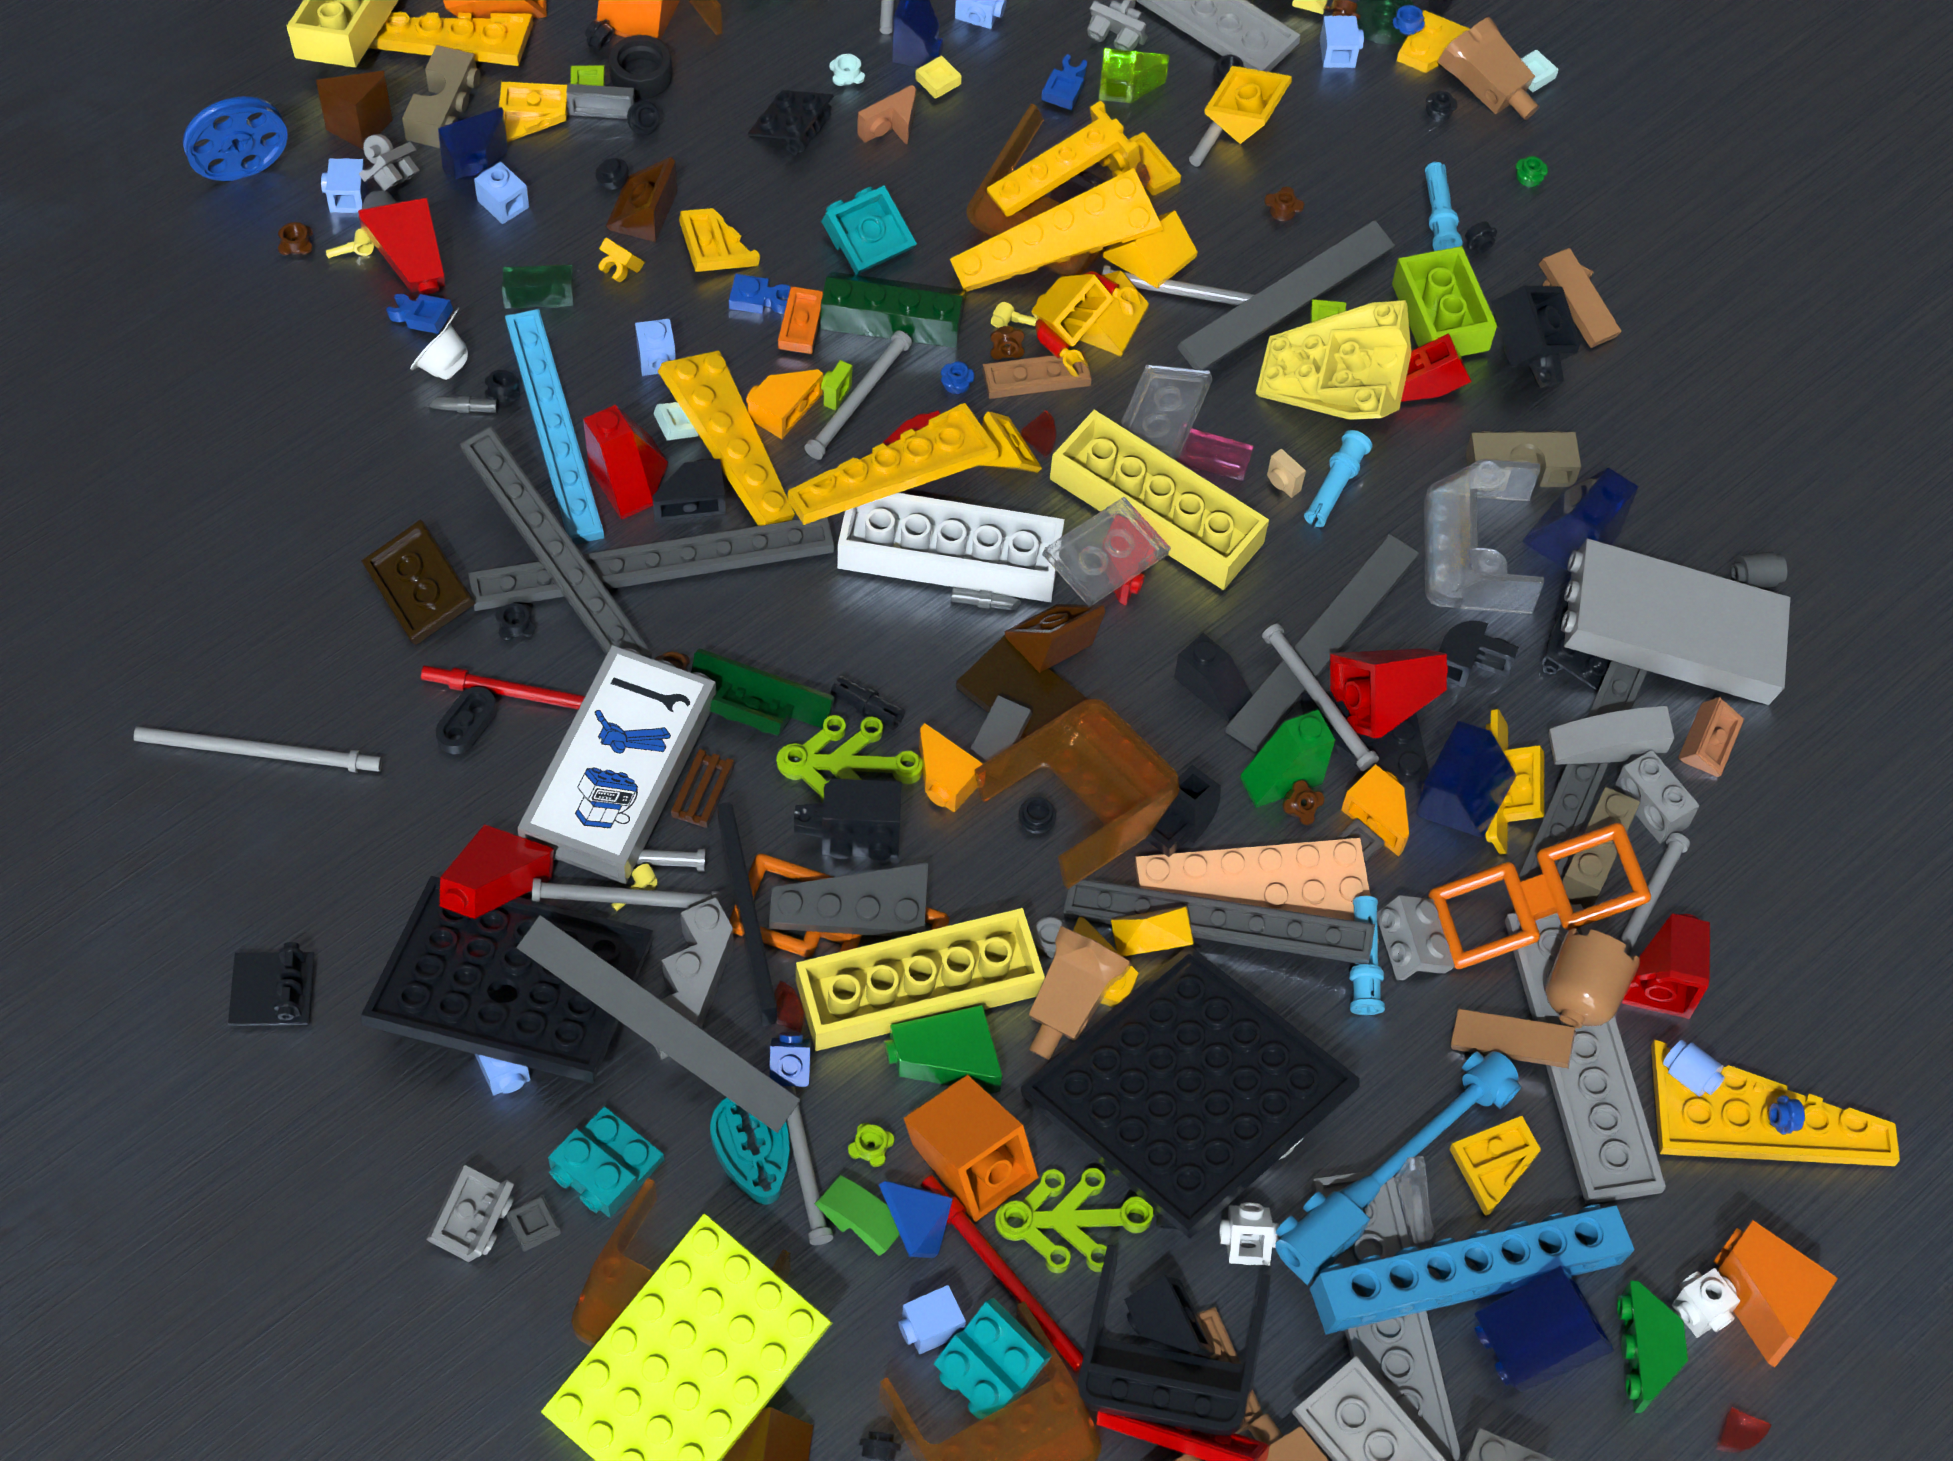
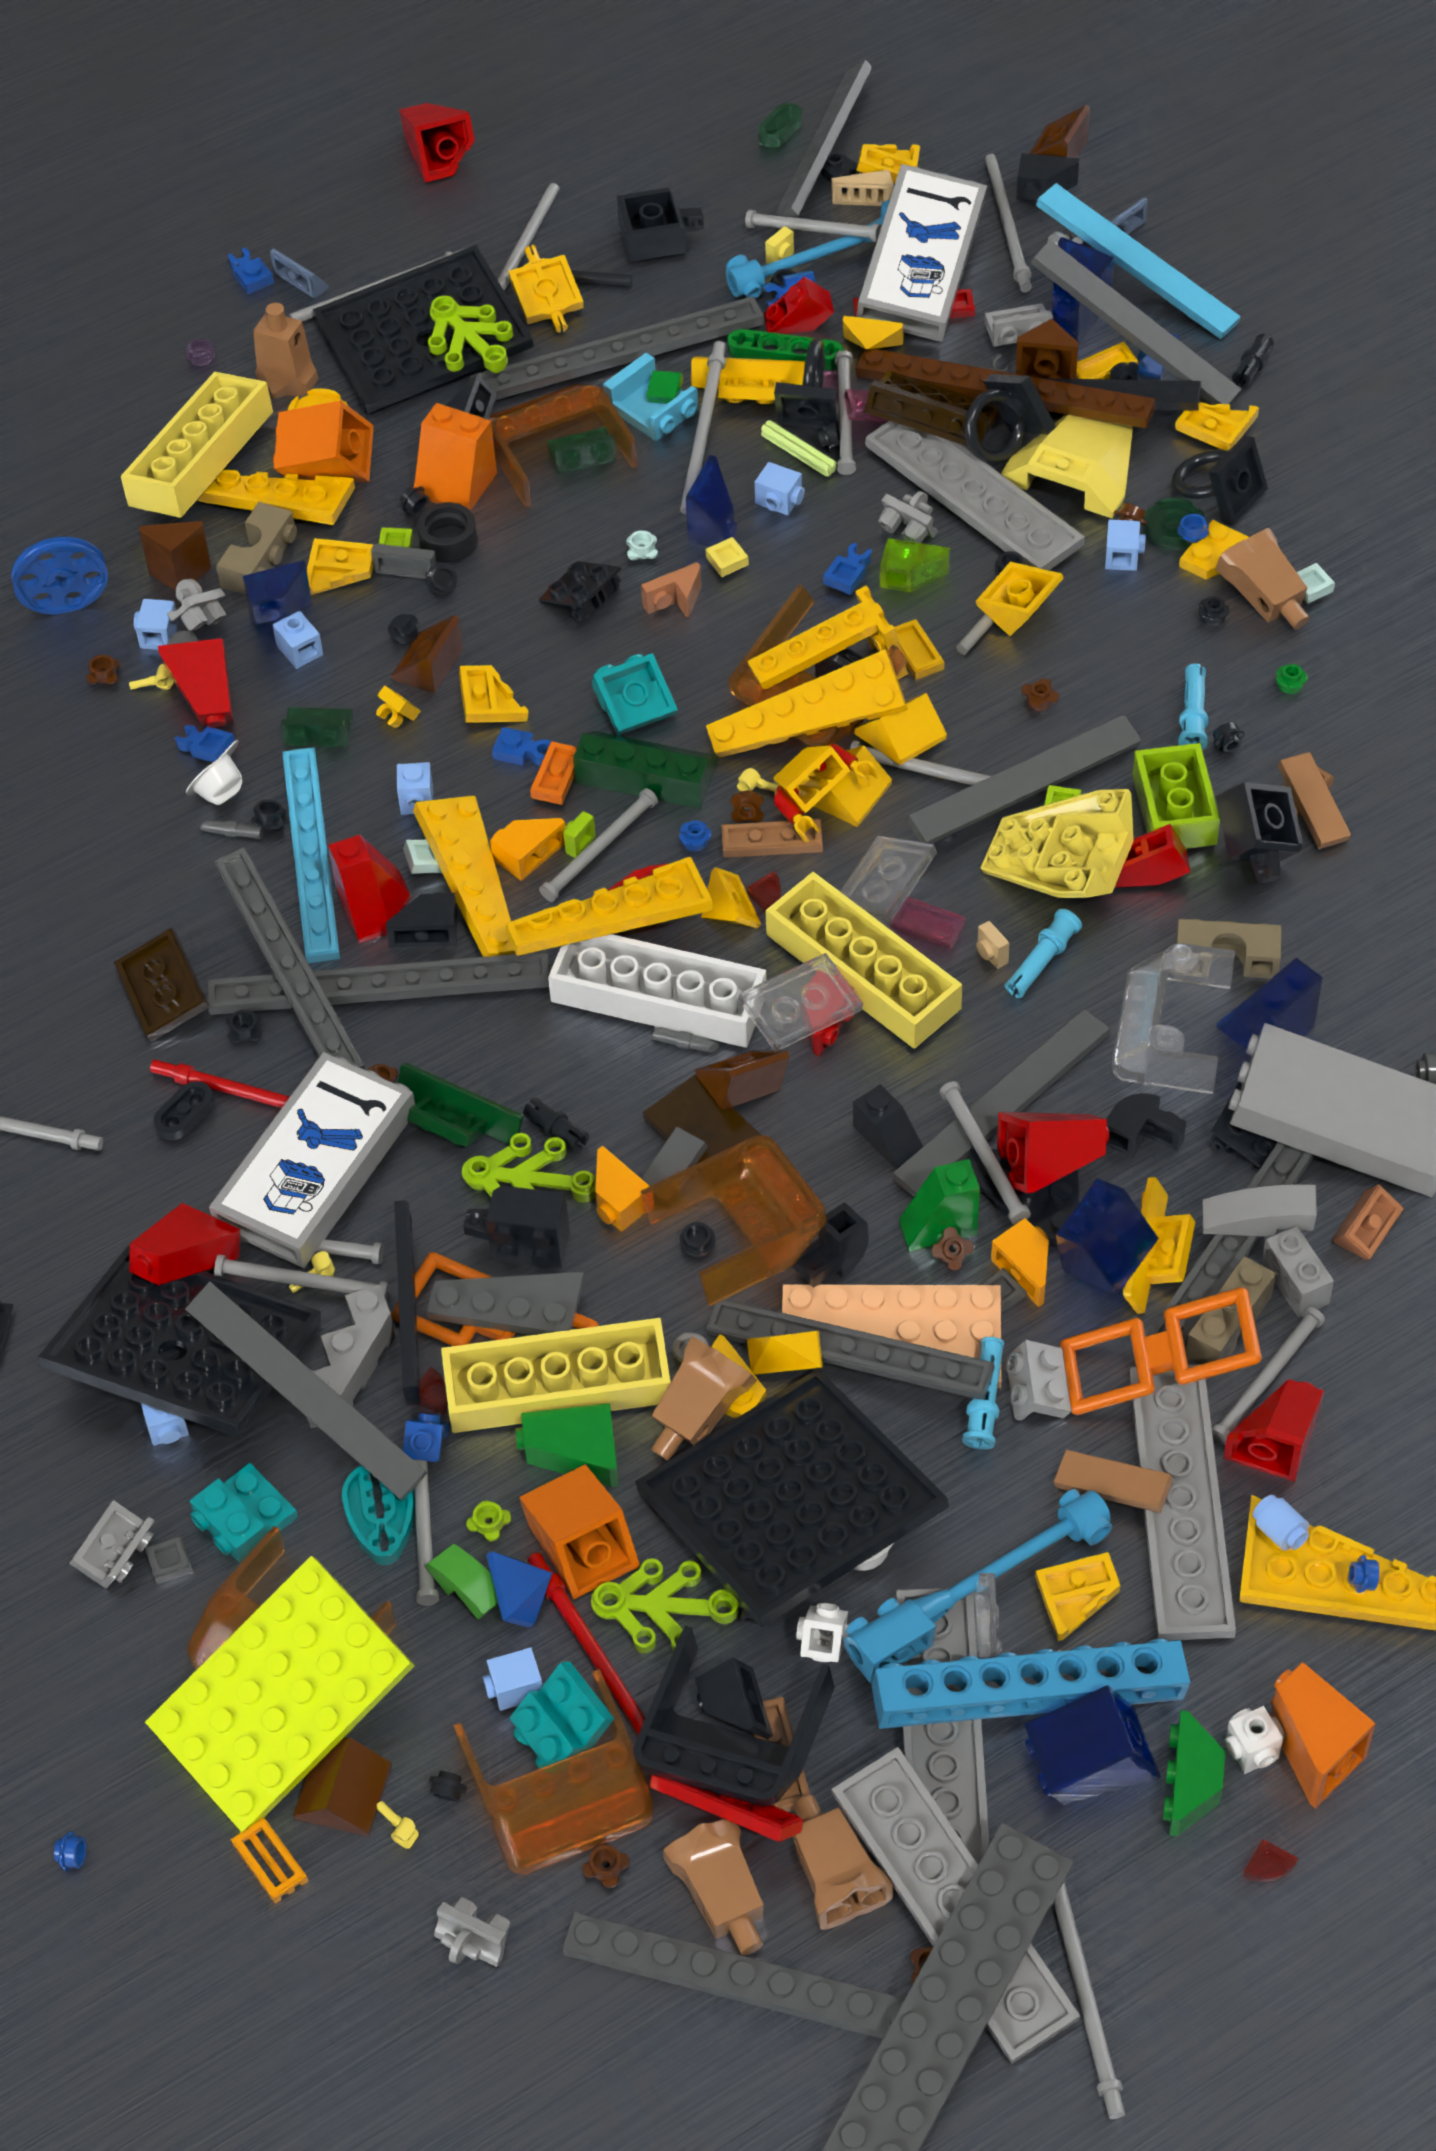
camera: 15 degrees right, 5 degrees down
(712, 763) = (379, 1183): reddish brown tile -> none
(1589, 978) = (1190, 1429): medium nougat cylinder -> none

